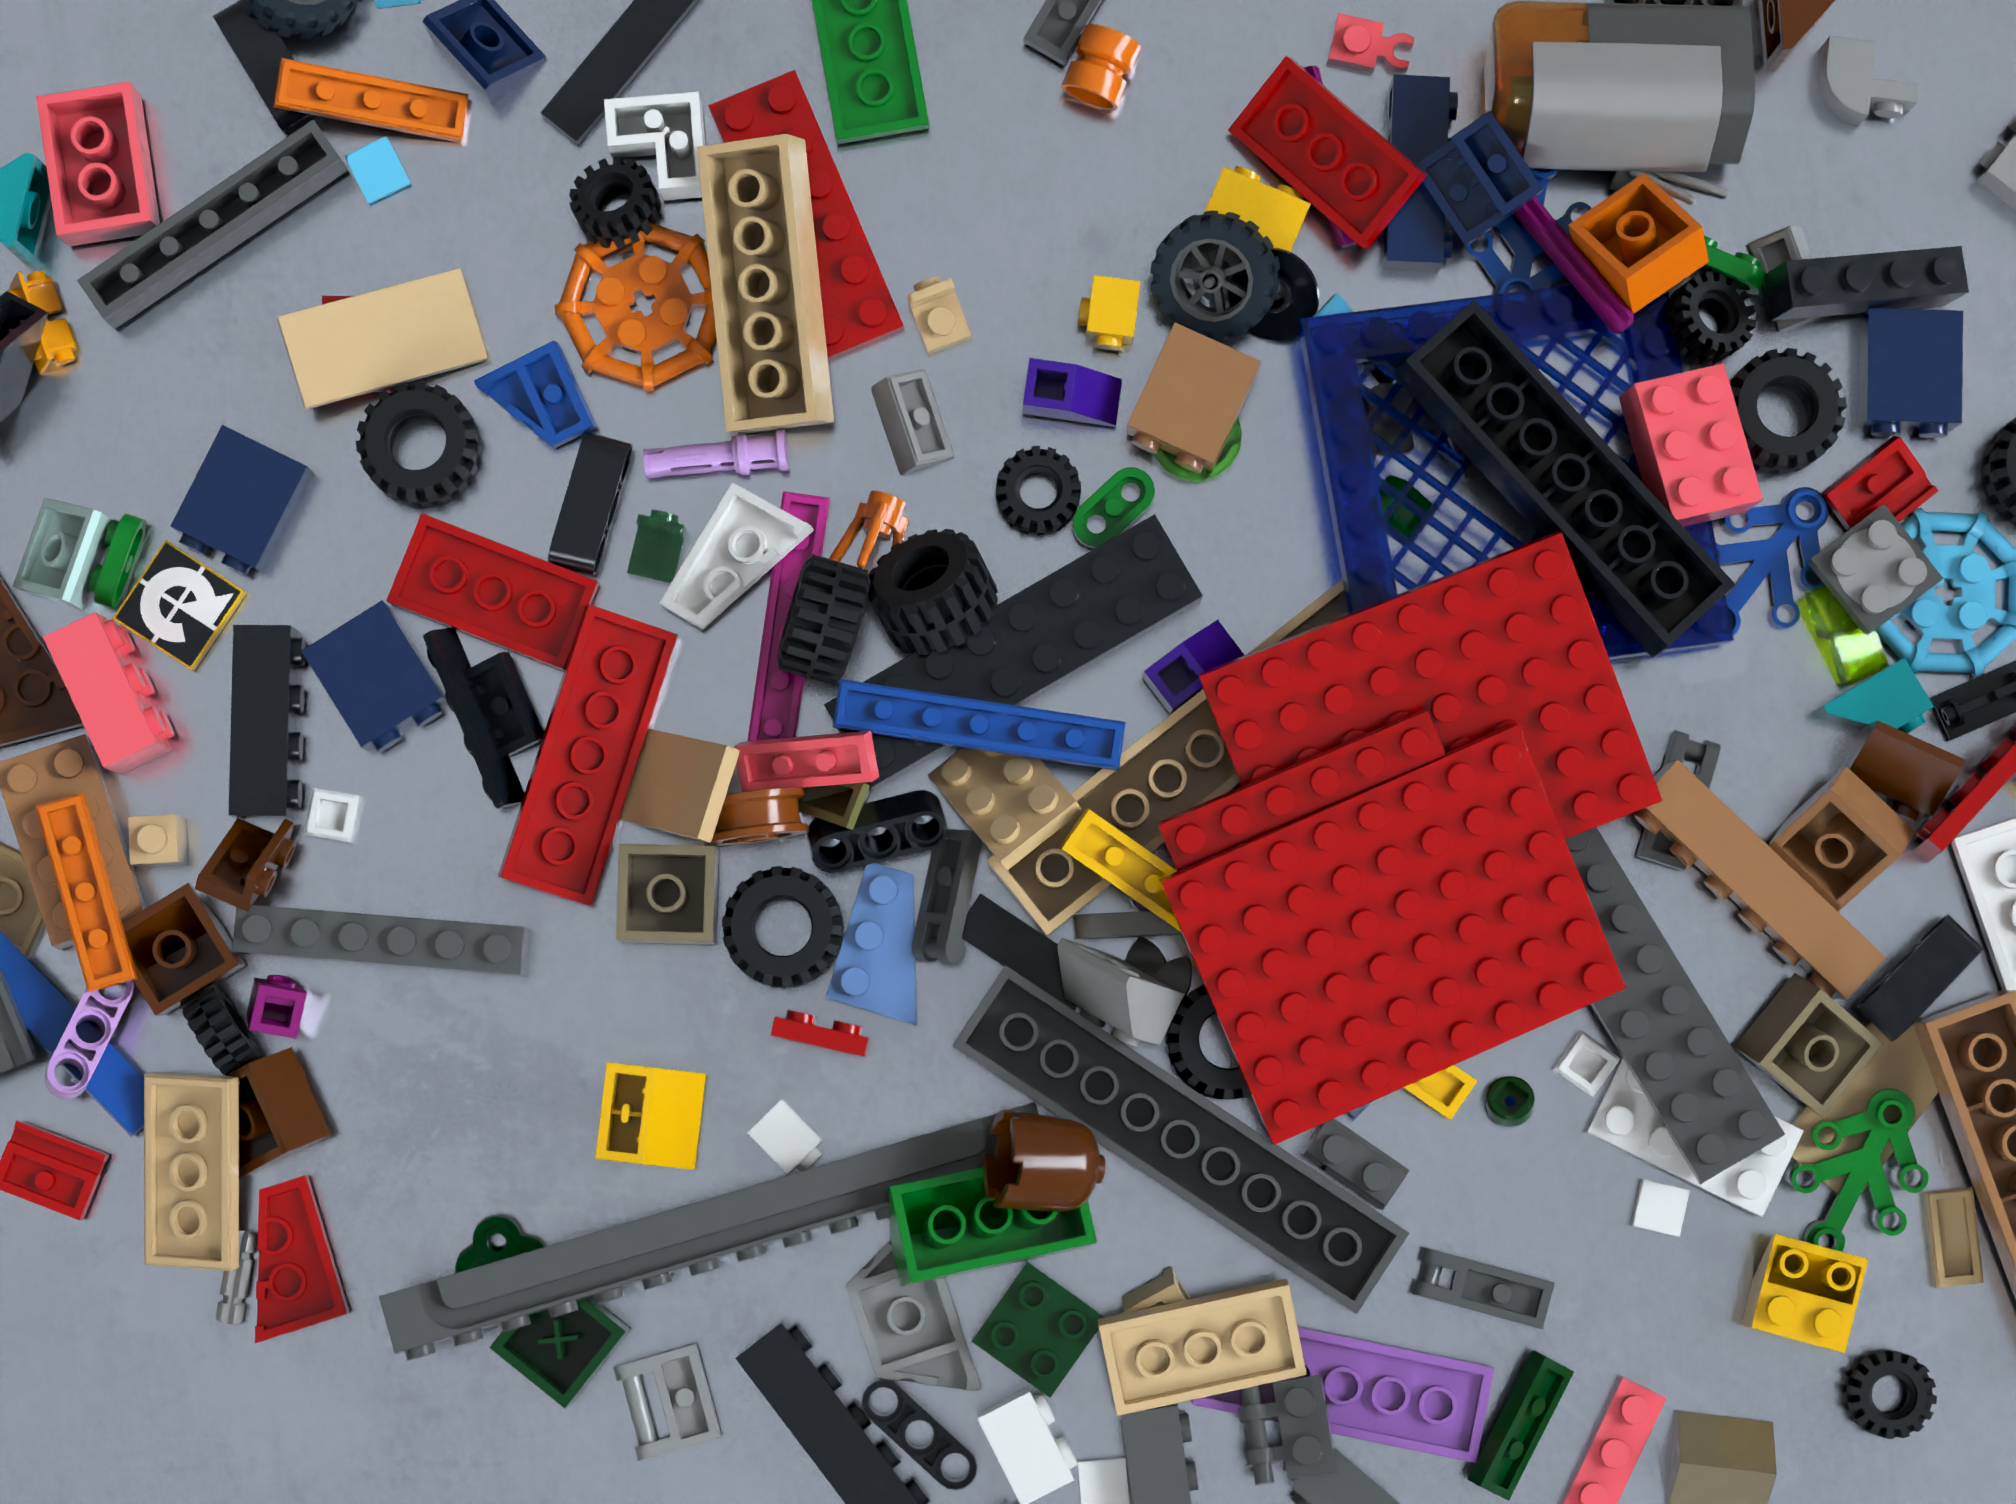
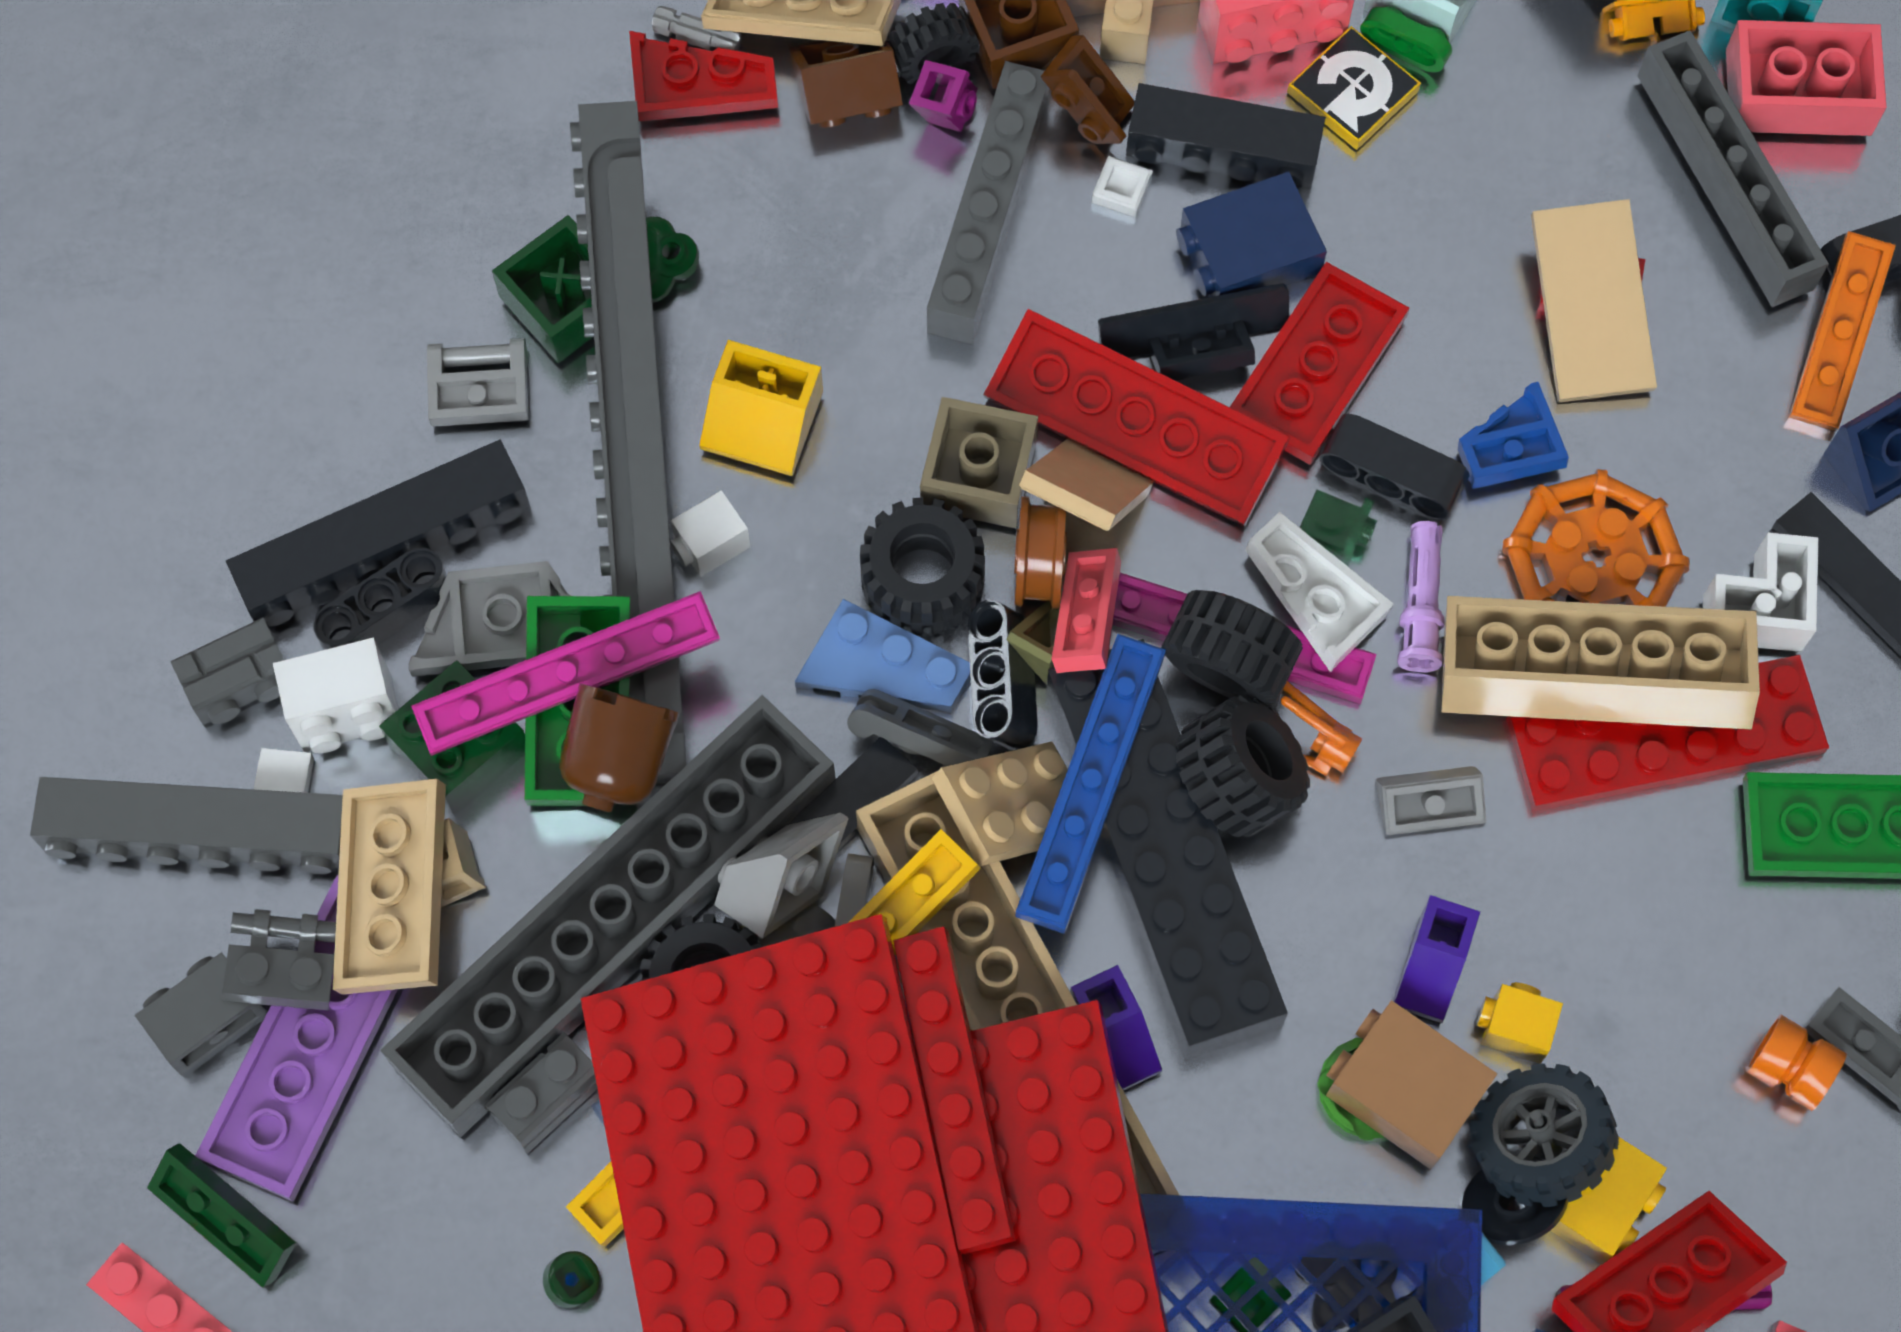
camera: 105 degrees right, 15 degrees down
(241, 501) = (1448, 152): dark blue brick -> none
(377, 170) = (1769, 332): medium azure slope -> none
(398, 410) = (1492, 283): black tyre -> none
(625, 220) = (1719, 525): black tyre -> none
(800, 1028) = (797, 601): red plate -> none
(938, 314) = (1543, 844): tan bracket -> none
(976, 1228) = (556, 674): none -> dark pink tile
(1038, 519) = (1335, 879): black tyre -> none
(1112, 507) = (1305, 984): green plate -> none
(1485, 1288) = (376, 1208): dark grey plate -> none

